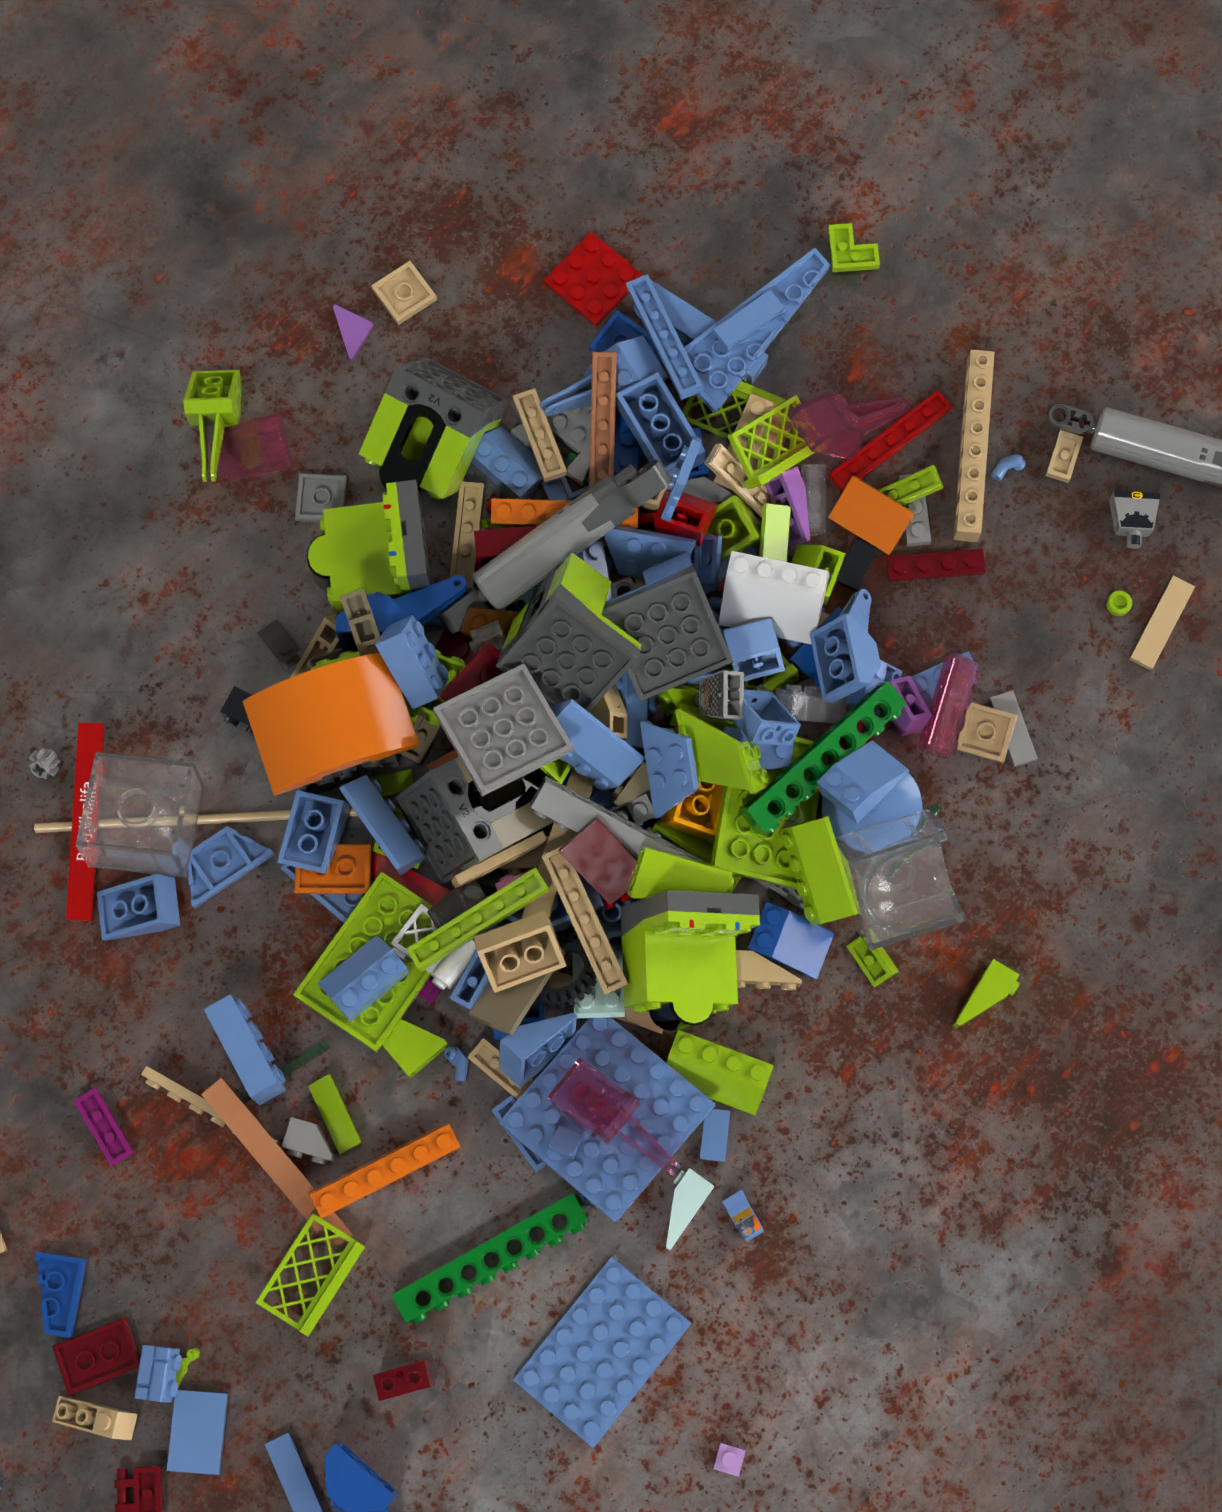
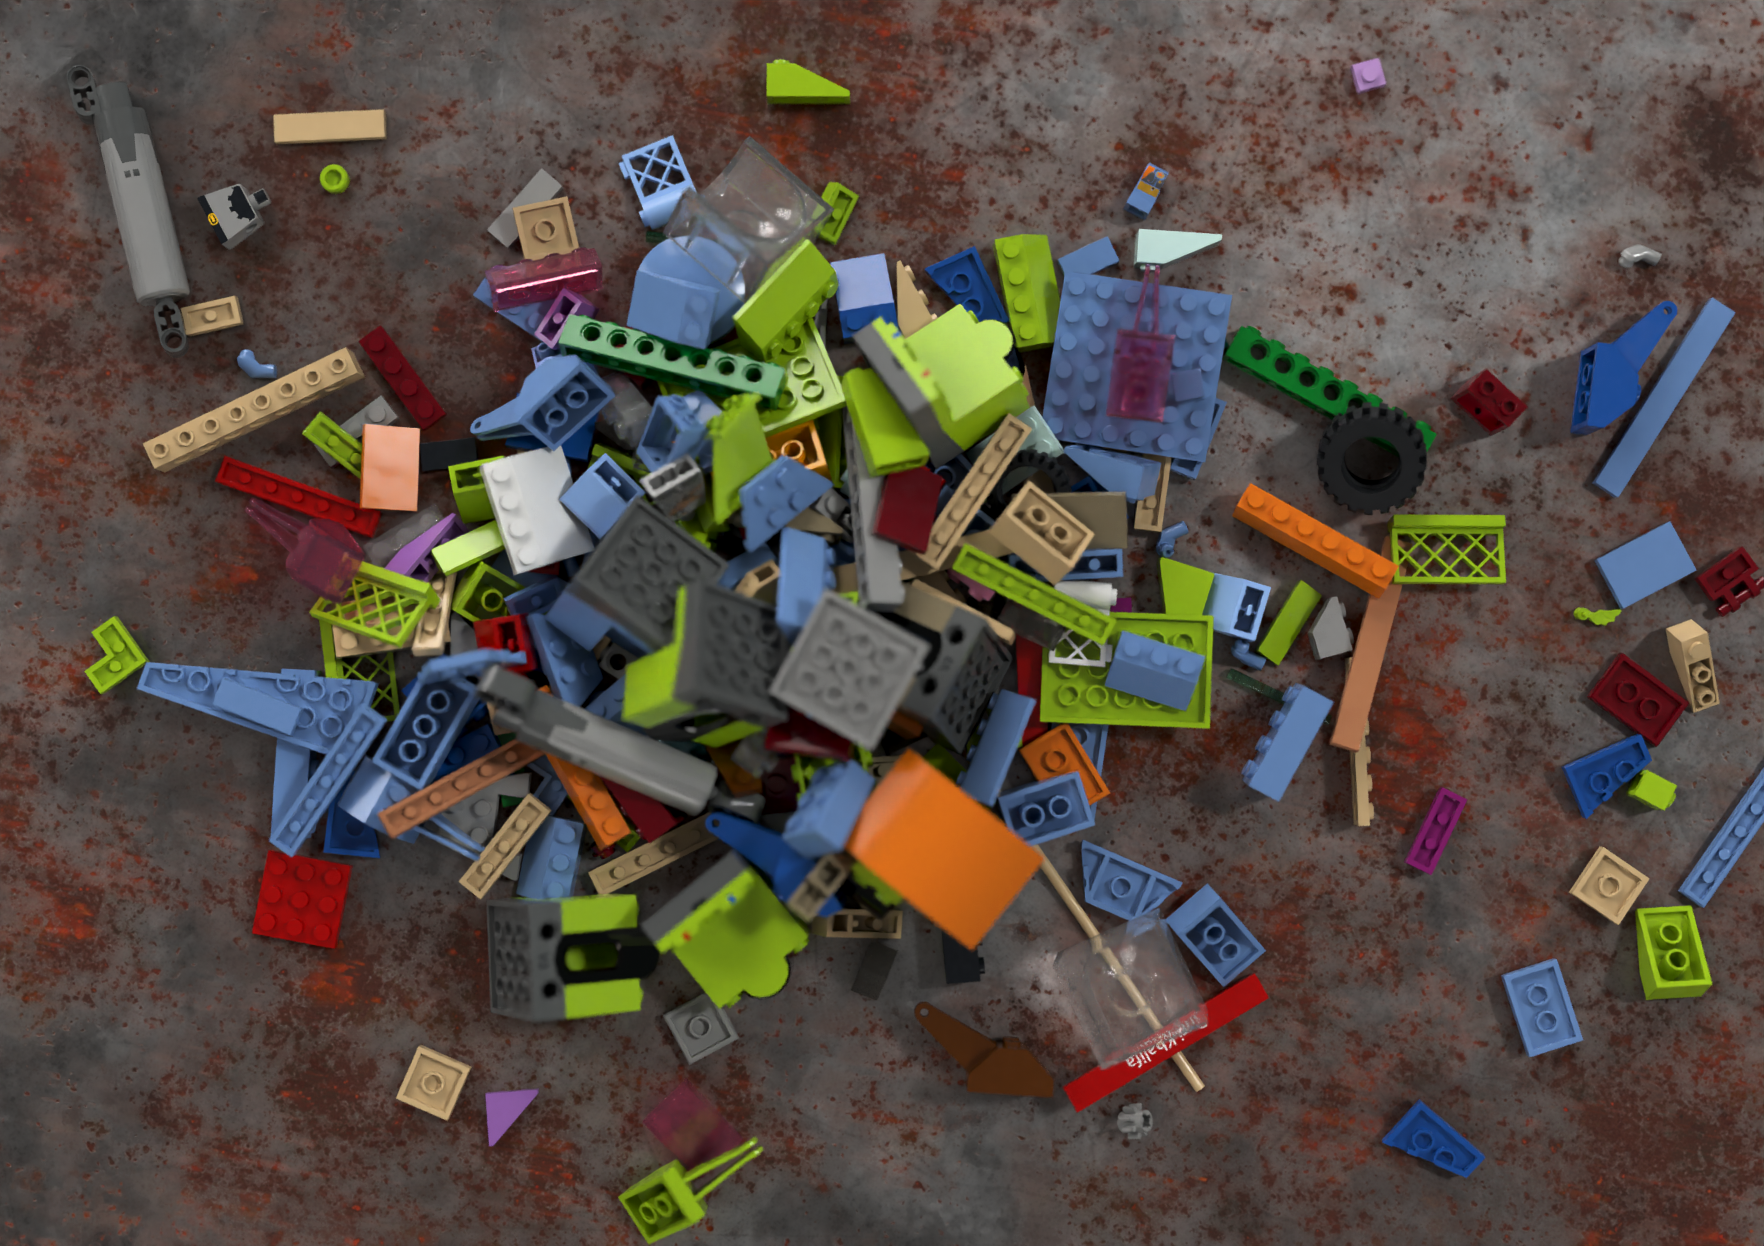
camera: 125 degrees left, 10 degrees up
(21, 1319) = (1652, 790): none -> lime brick
(151, 682) = (990, 1065): none -> reddish brown slope
(158, 1373) = (1620, 632): medium blue brick -> none
(336, 1062) = (1242, 653): none -> medium blue arm
(373, 1077) = (1236, 606): none -> light blue slope
(437, 1275) = (1378, 493): none -> black tyre
(602, 1352) = (1346, 245): medium blue plate -> none
(748, 1028) = (968, 284): none -> blue wing
(957, 832) = (659, 205): none -> light blue piece

